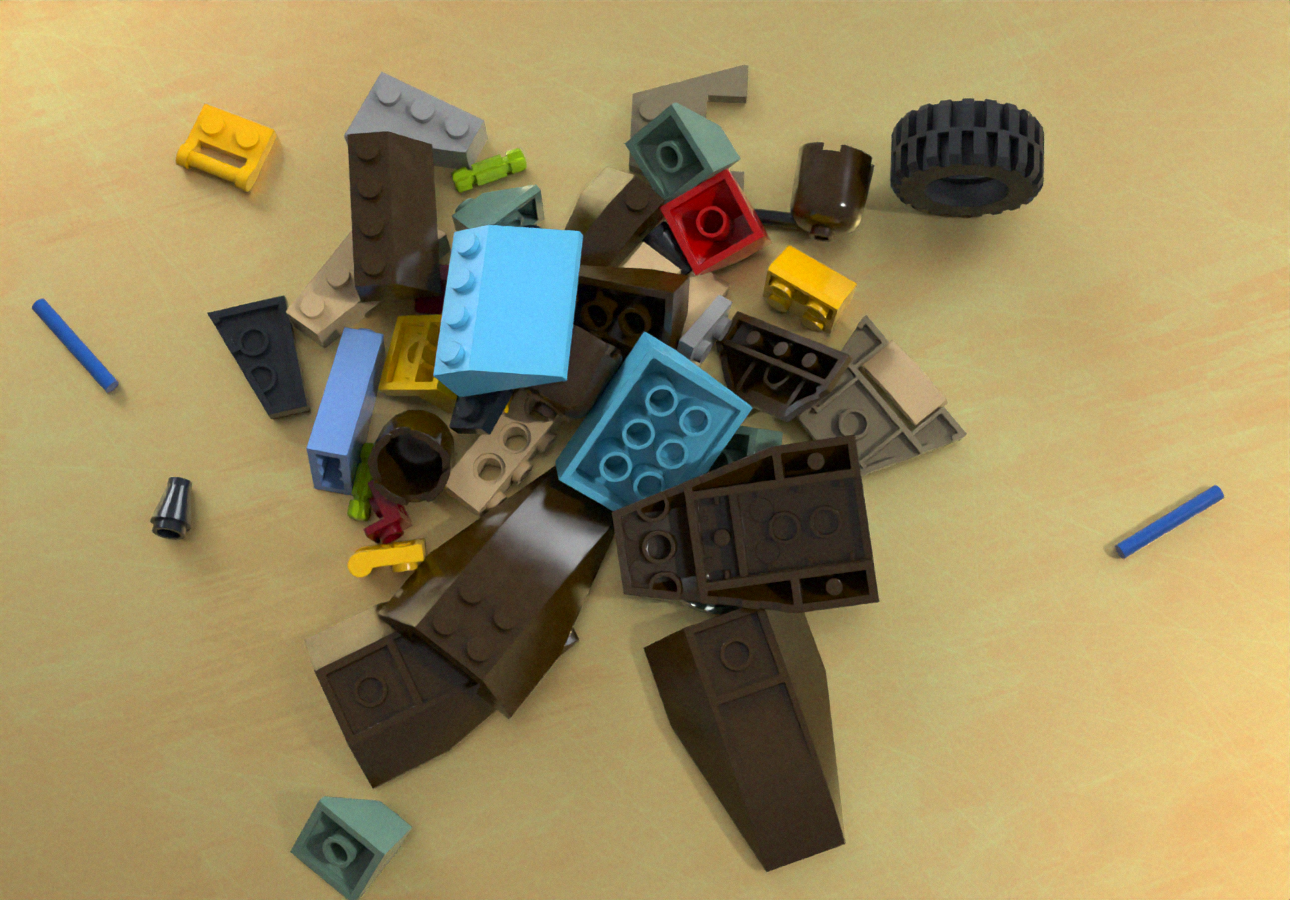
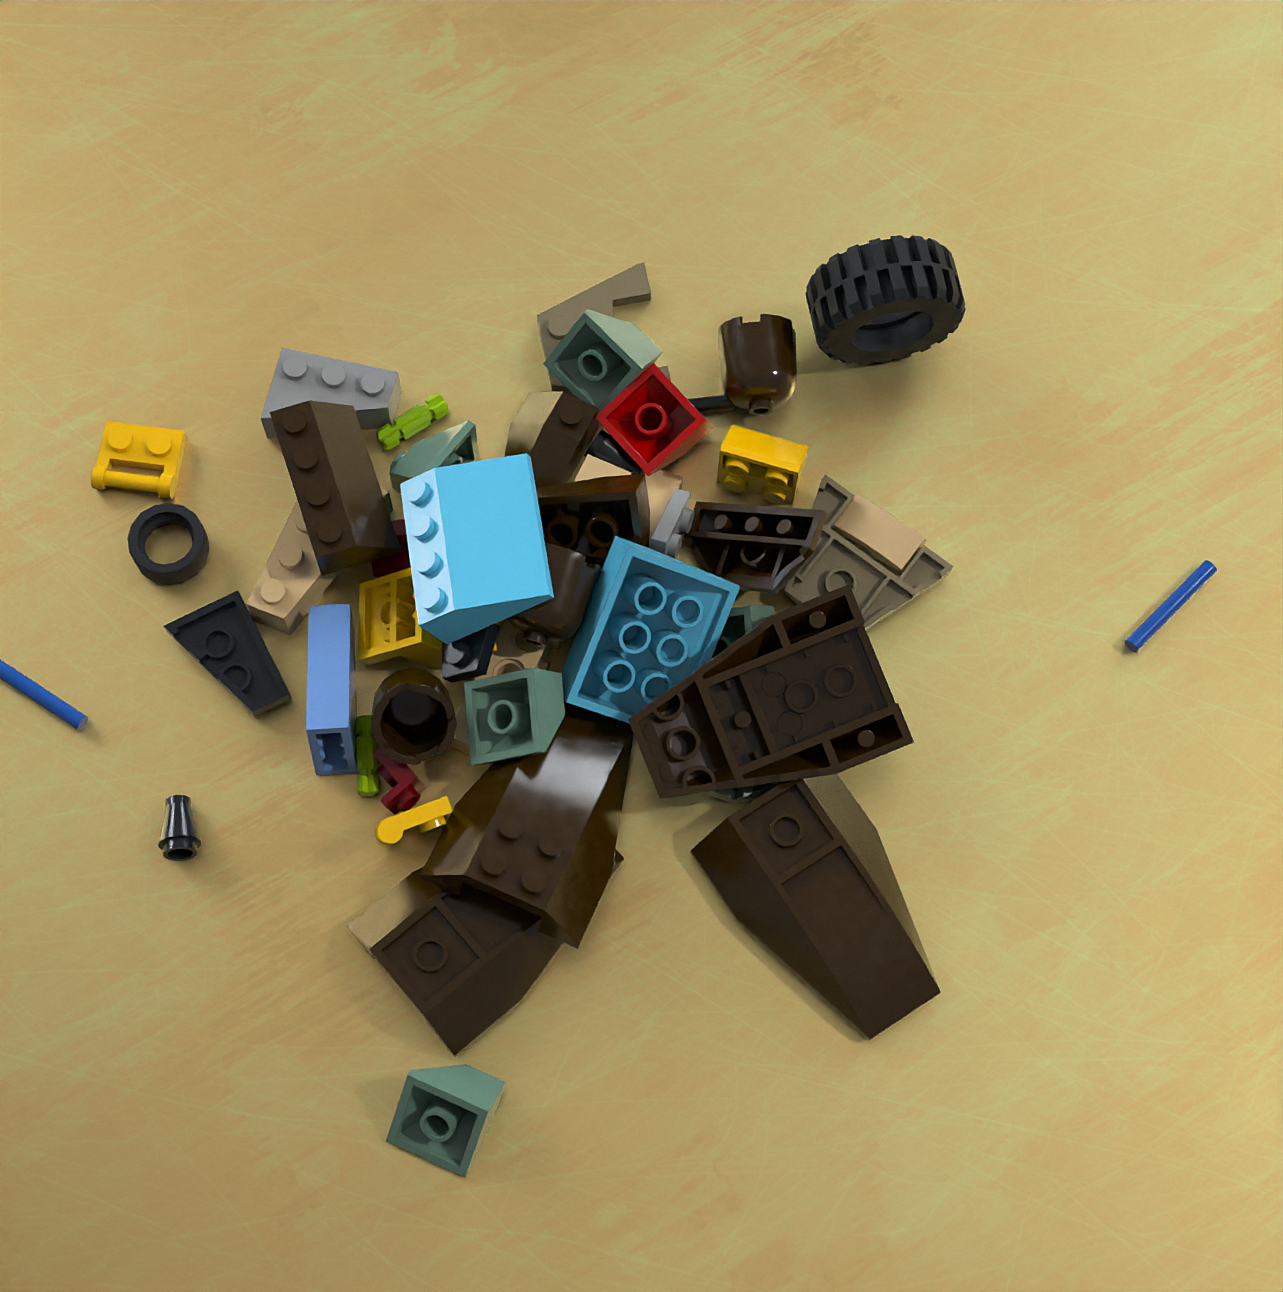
camera: 15 degrees left, 5 degrees down
(224, 208) = (155, 518): none -> black tyre
(506, 480) = (513, 714): none -> sand green slope

